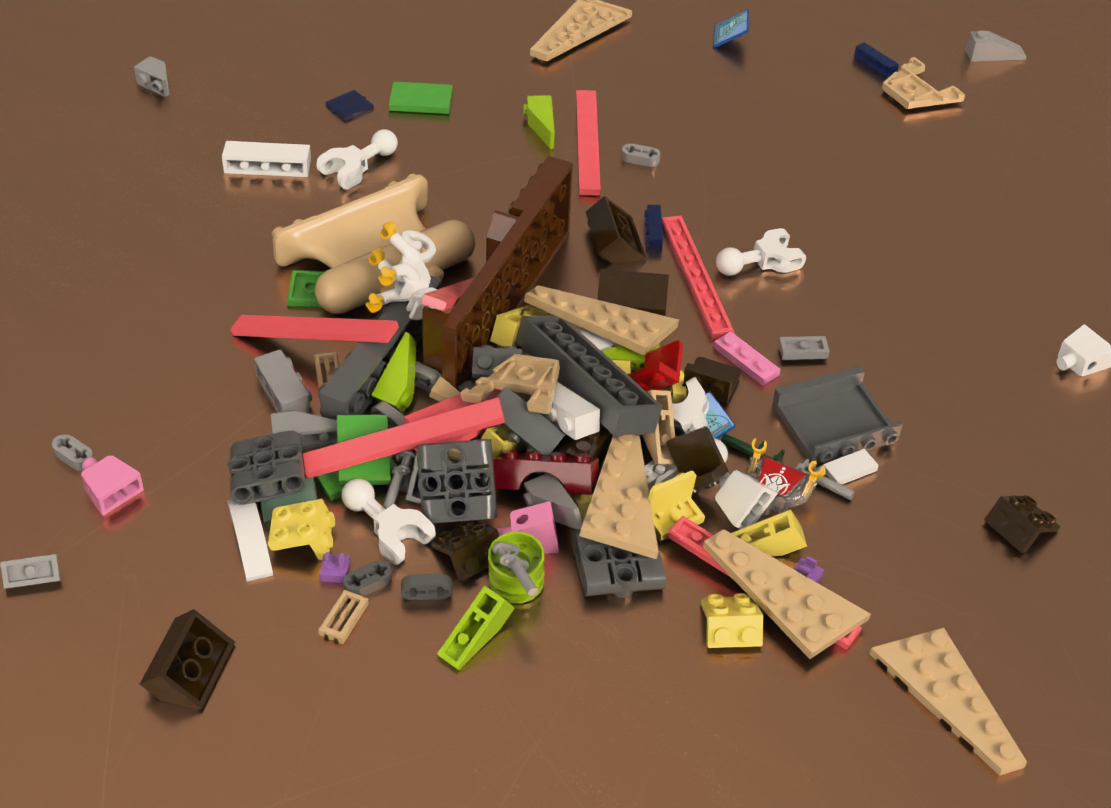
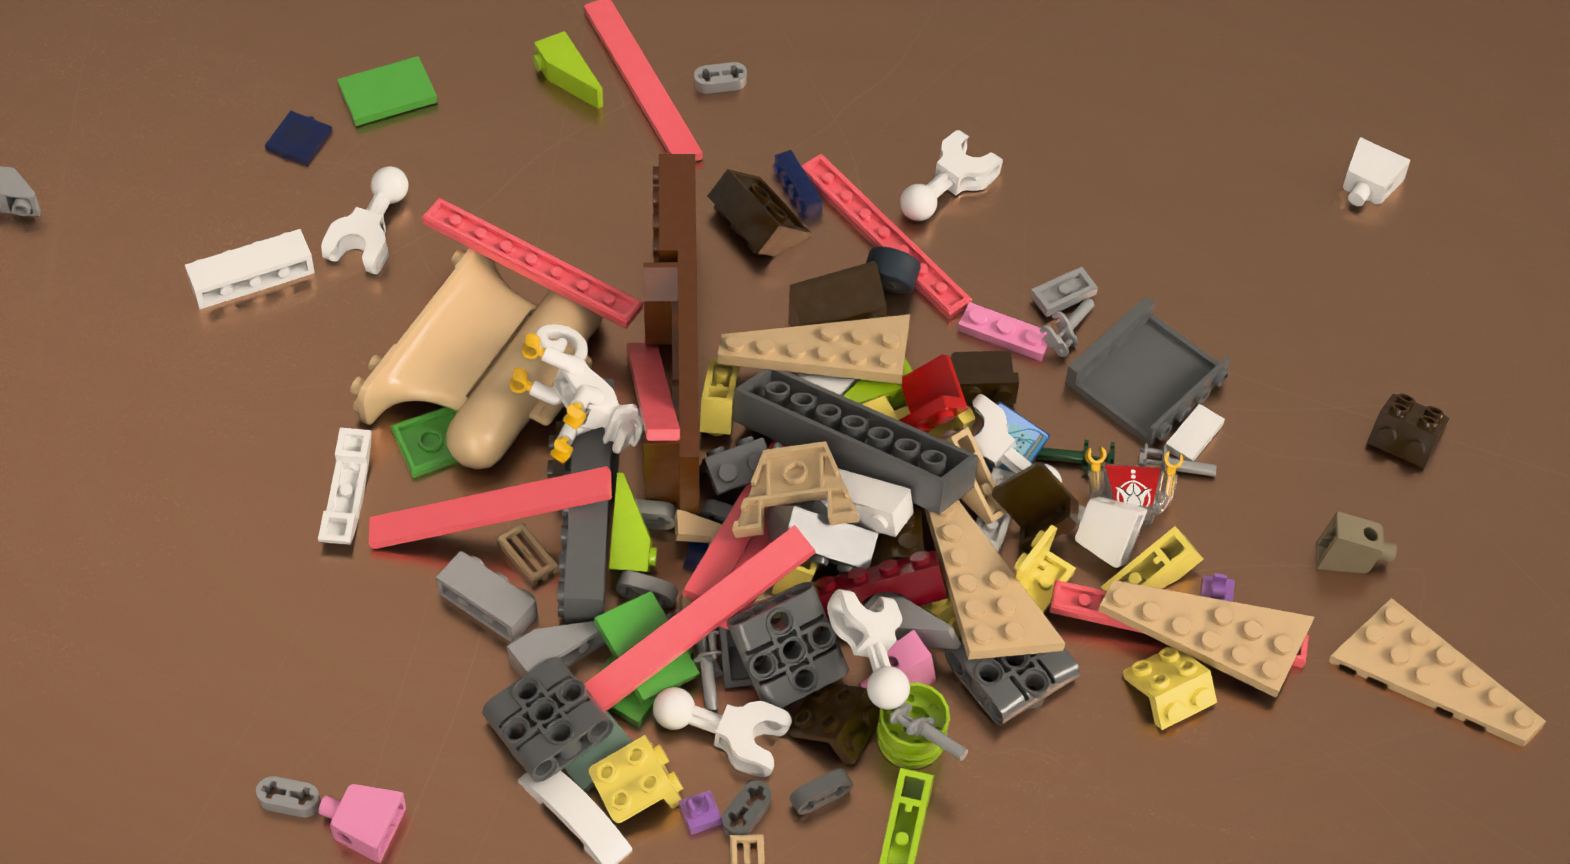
camera: 25 degrees left, 10 degrees up
(241, 294) = (347, 486): none -> white slope
(435, 201) = (532, 263): none -> coral tile
(513, 491) = (872, 635): none -> white piece
(685, 292) = (896, 269): none -> black wheel
(791, 369) = (1065, 327): none -> light grey piece
(931, 578) = (1352, 545): none -> dark tan torso

